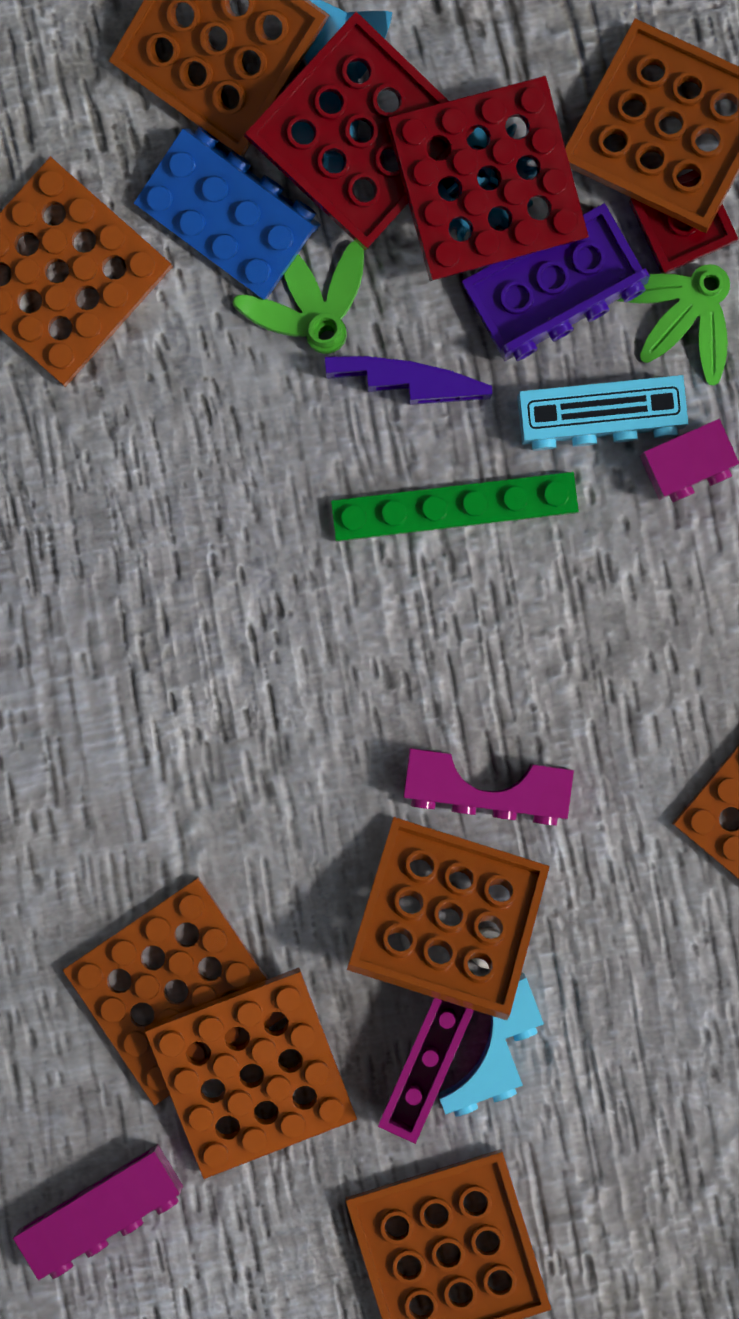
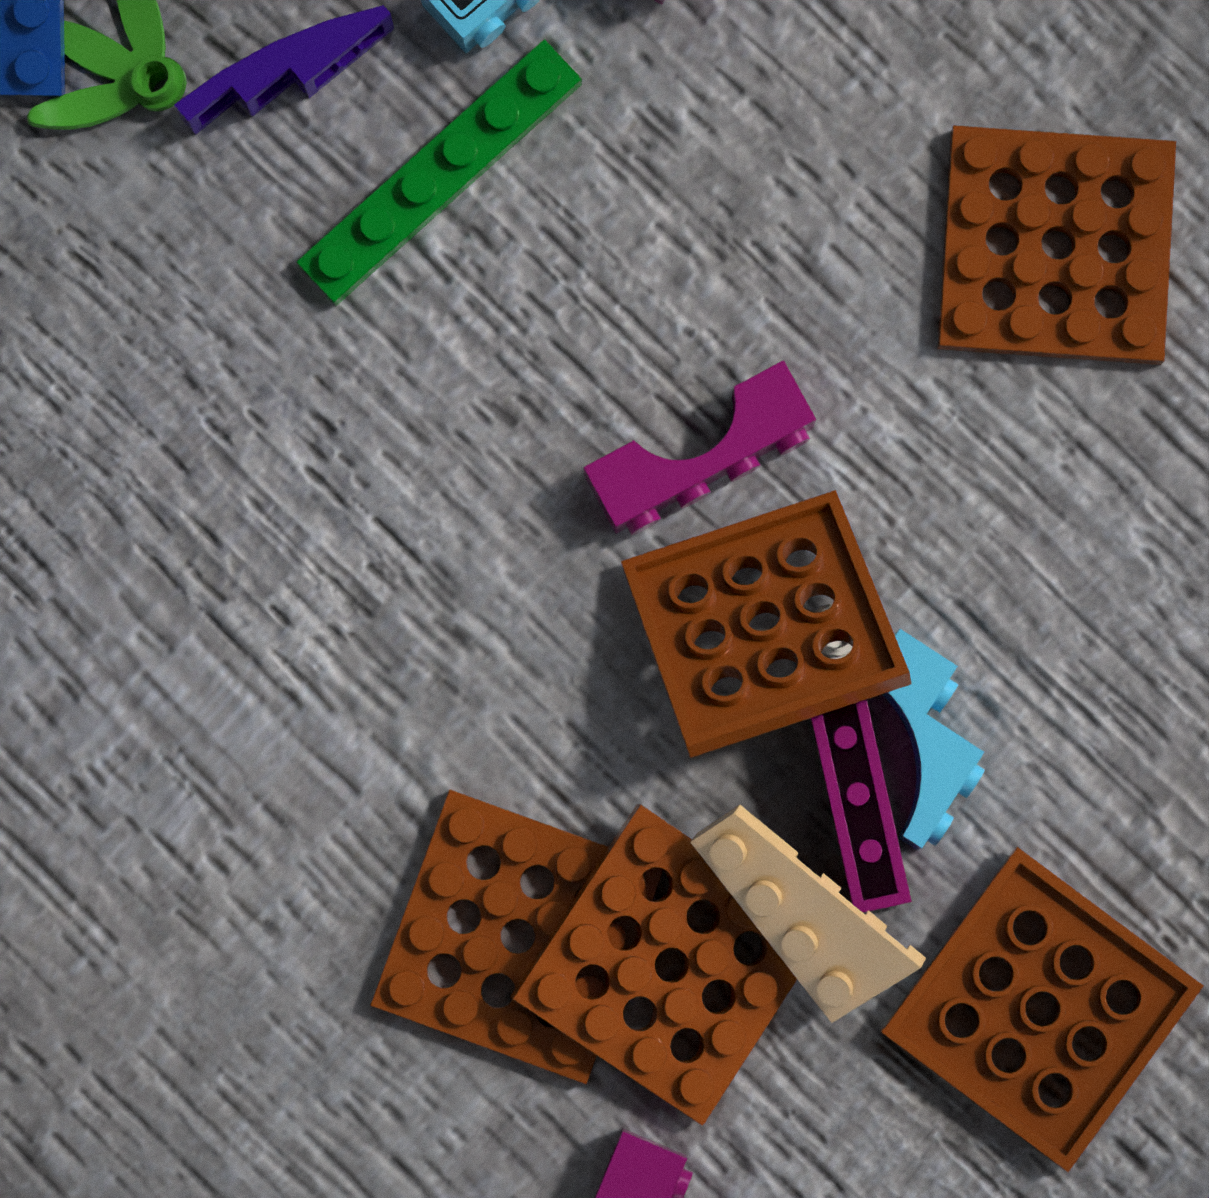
camera: 40 degrees left, 5 degrees down
(347, 1118) = (813, 928): none -> tan wing

